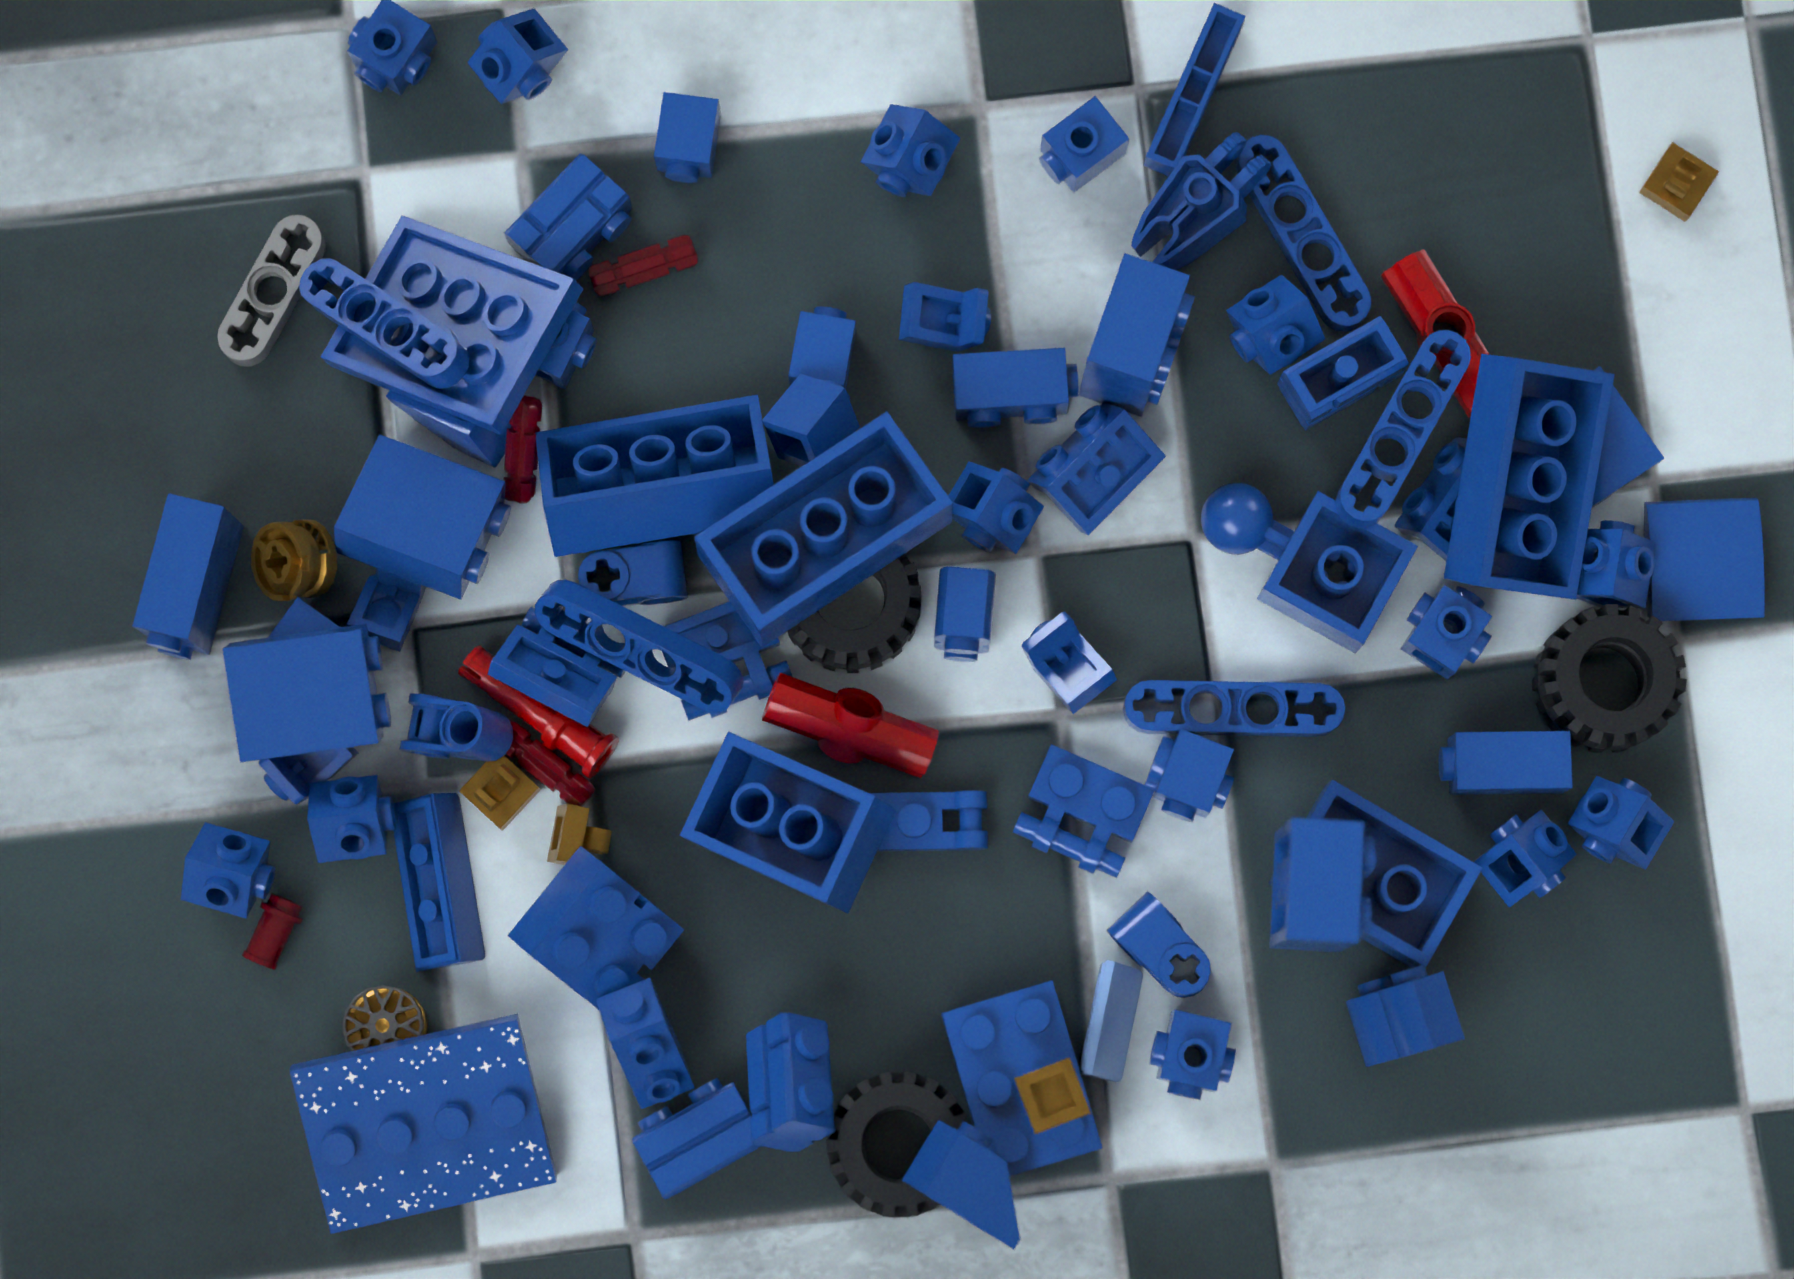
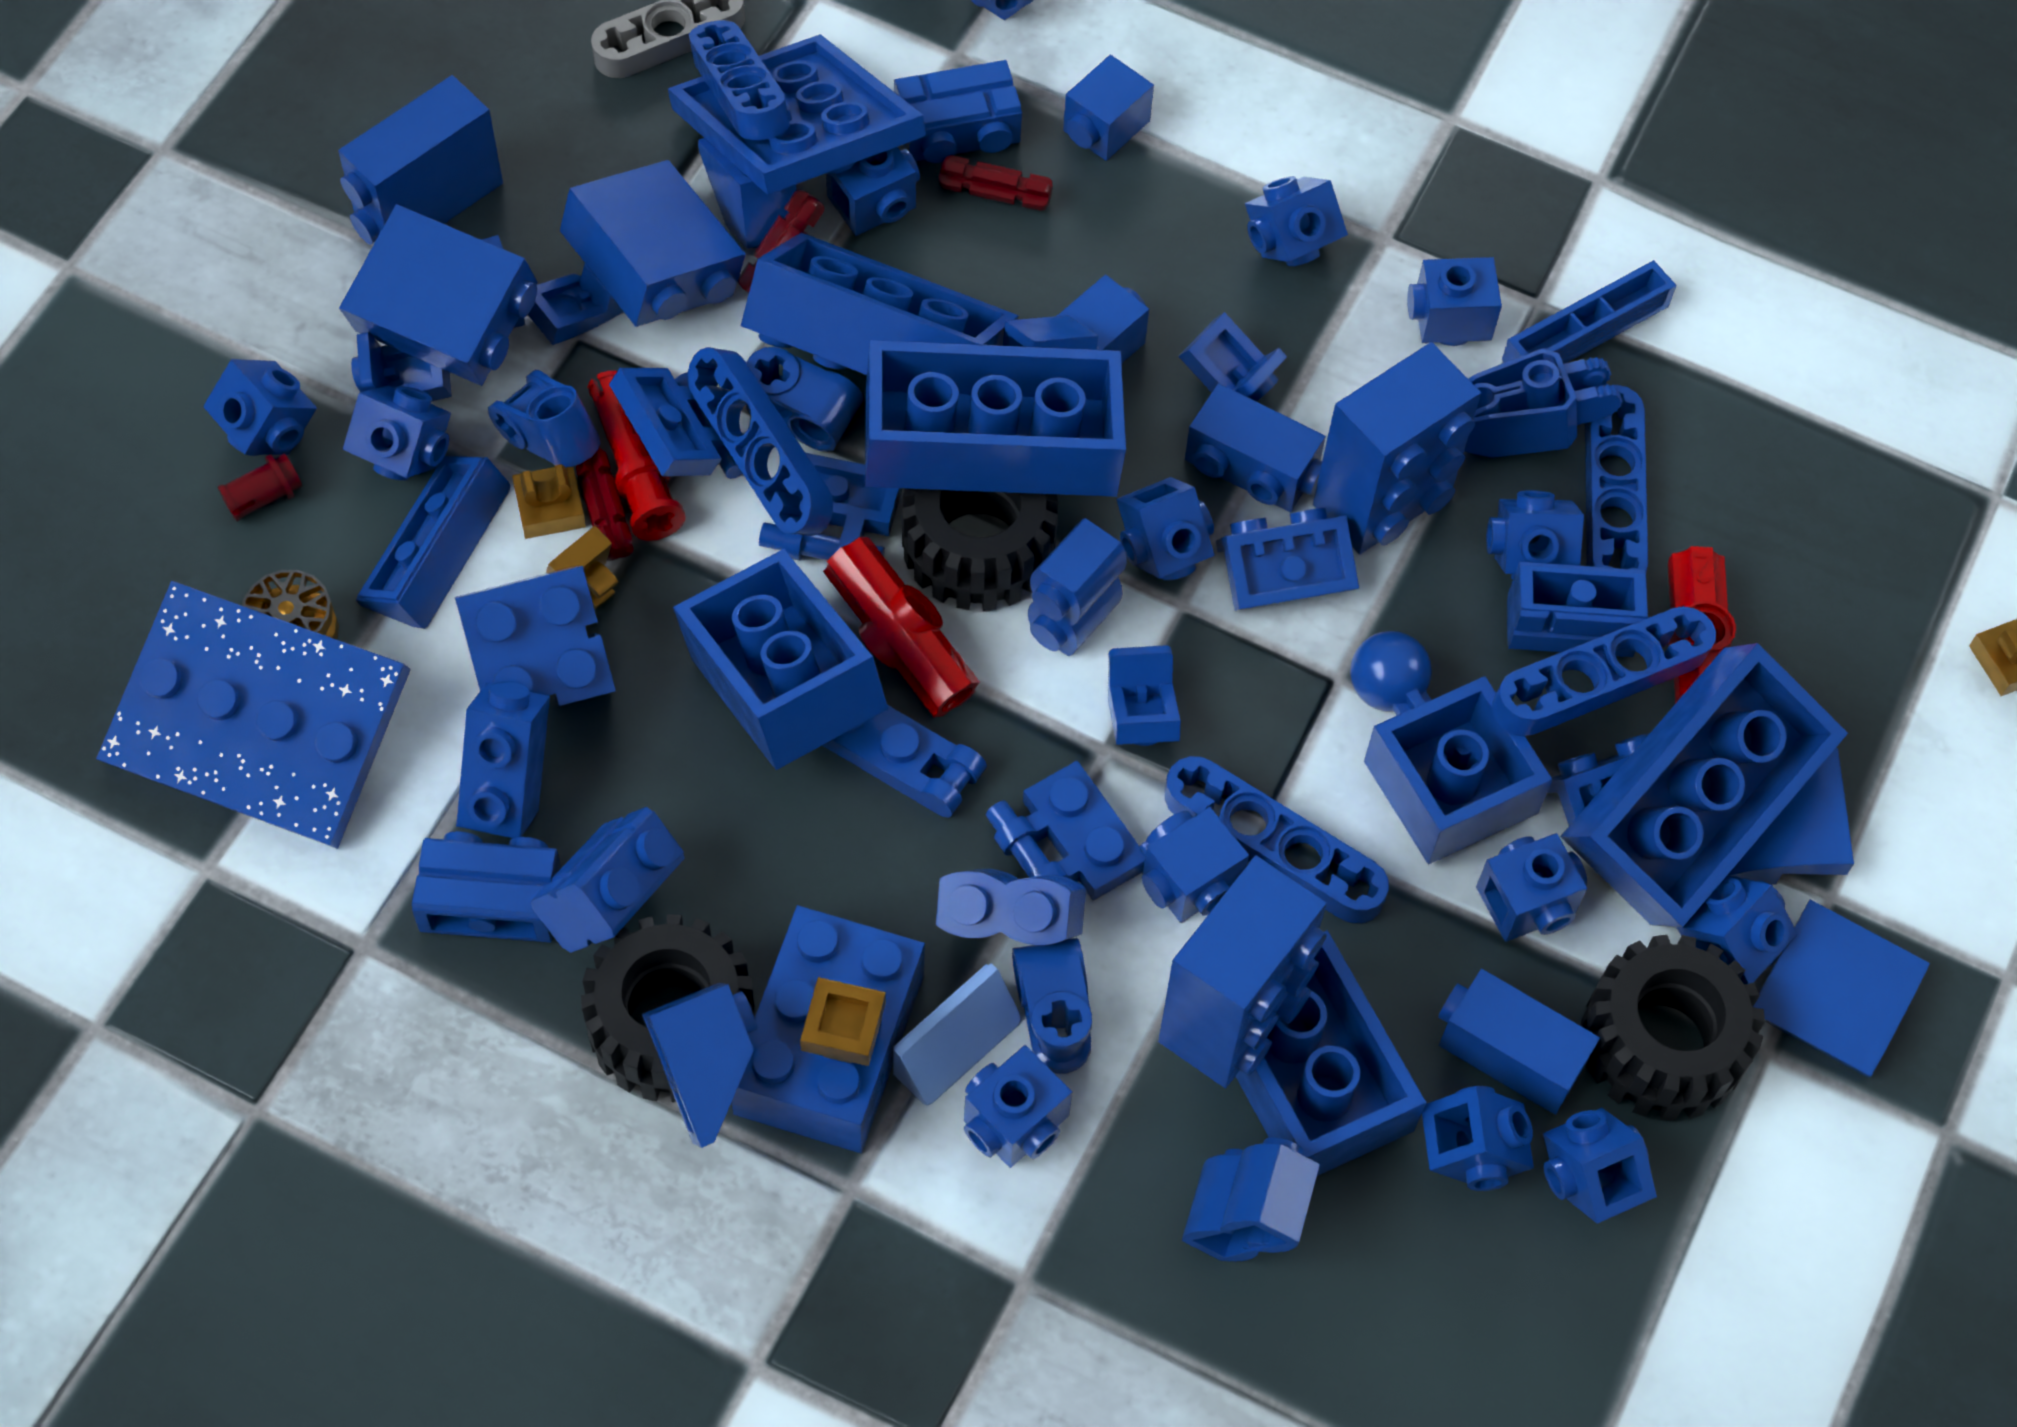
camera: 30 degrees right, 20 degrees down
(289, 560) = (520, 211): pearl gold wheel -> none
(1078, 907) = (1025, 909): none -> blue brick

